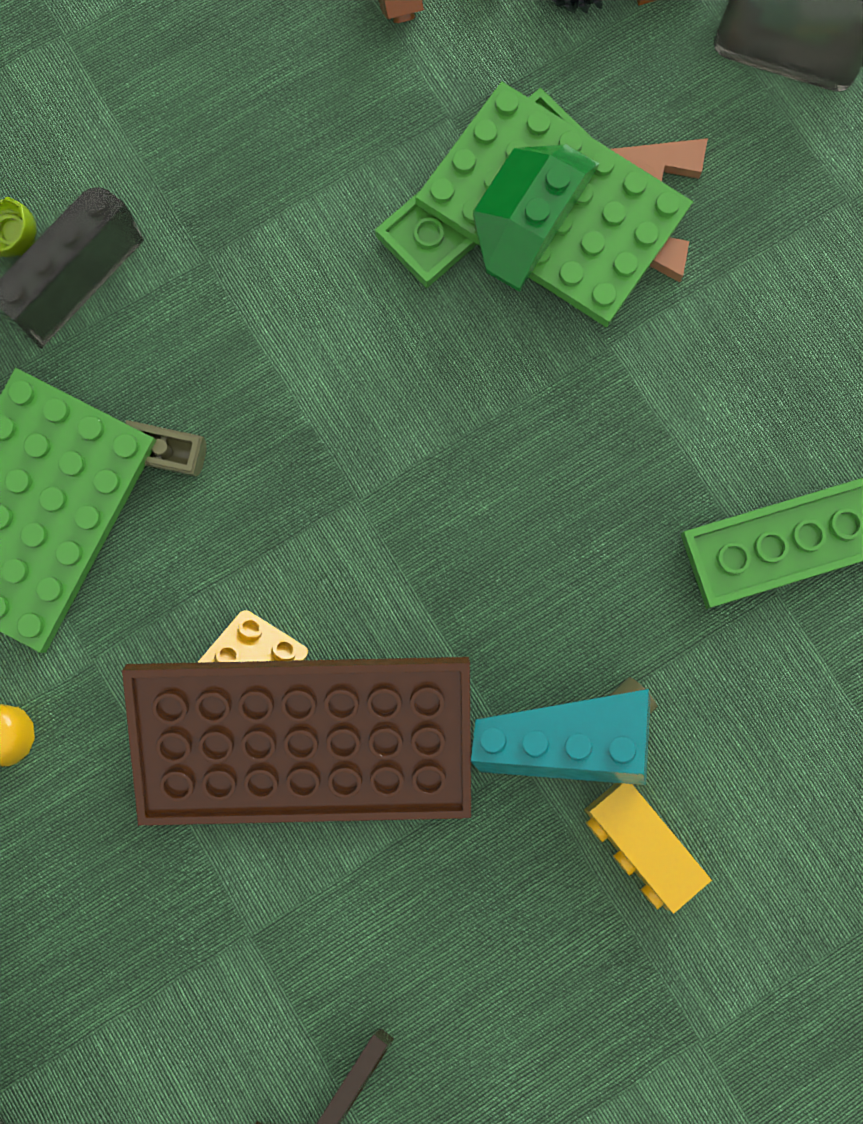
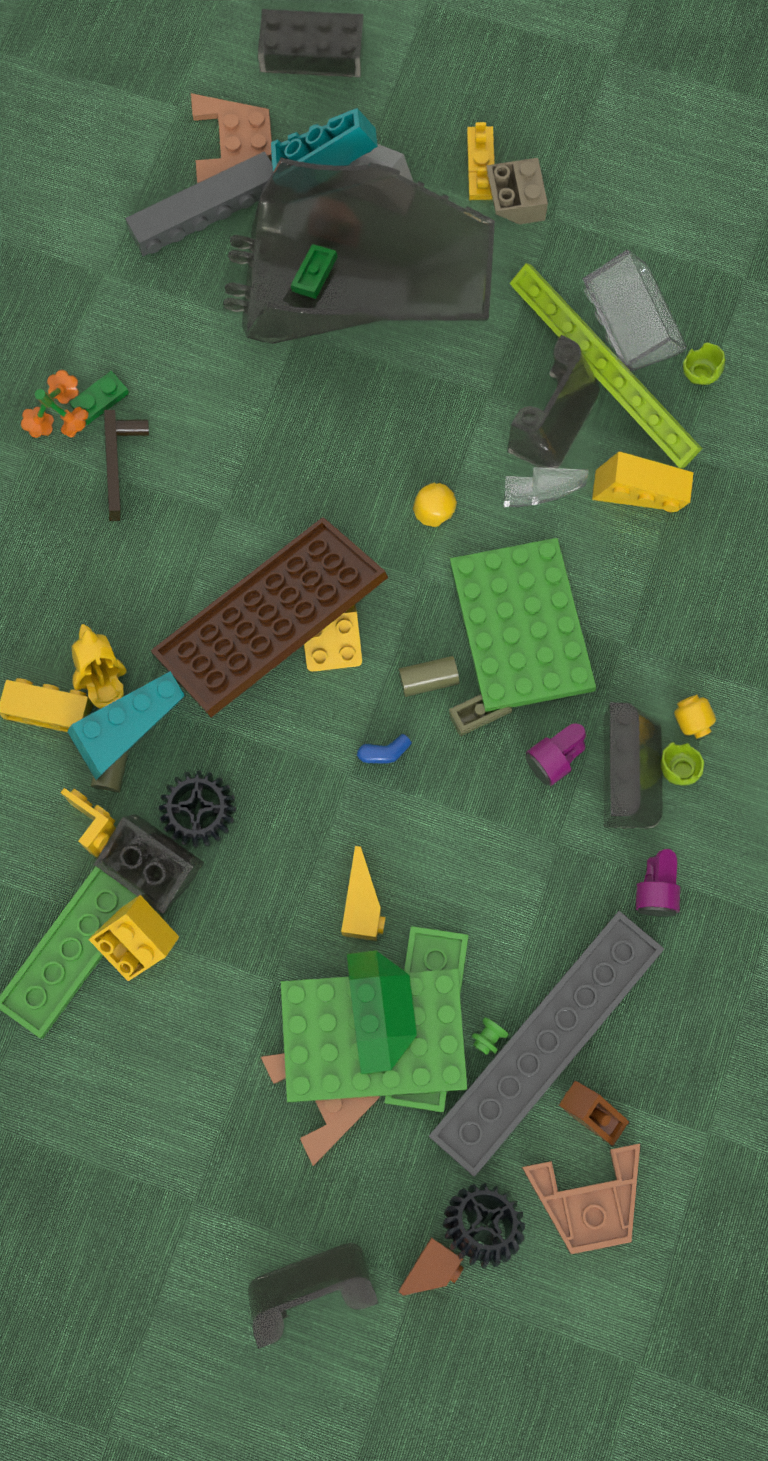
camera: 145 degrees right, 5 degrees down
(134, 335) = (552, 757): none -> magenta piece
(155, 119) = (659, 891): none -> magenta piece
(180, 535) = (429, 676): none -> olive brick
(304, 486) = (384, 754): none -> blue arm
(381, 78) = (546, 1043): none -> dark grey plate
(436, 123) = (488, 1037): none -> bright green wheel
(463, 338) = (362, 909): none -> yellow slope
(553, 839) = (97, 668): none -> yellow head
(578, 556) = (197, 785): none -> black gear
(657, 560) = (148, 862): none -> clear smoke slope
(680, 653) = (101, 828): none -> yellow bracket
(732, 486) = (134, 938): none -> yellow slope

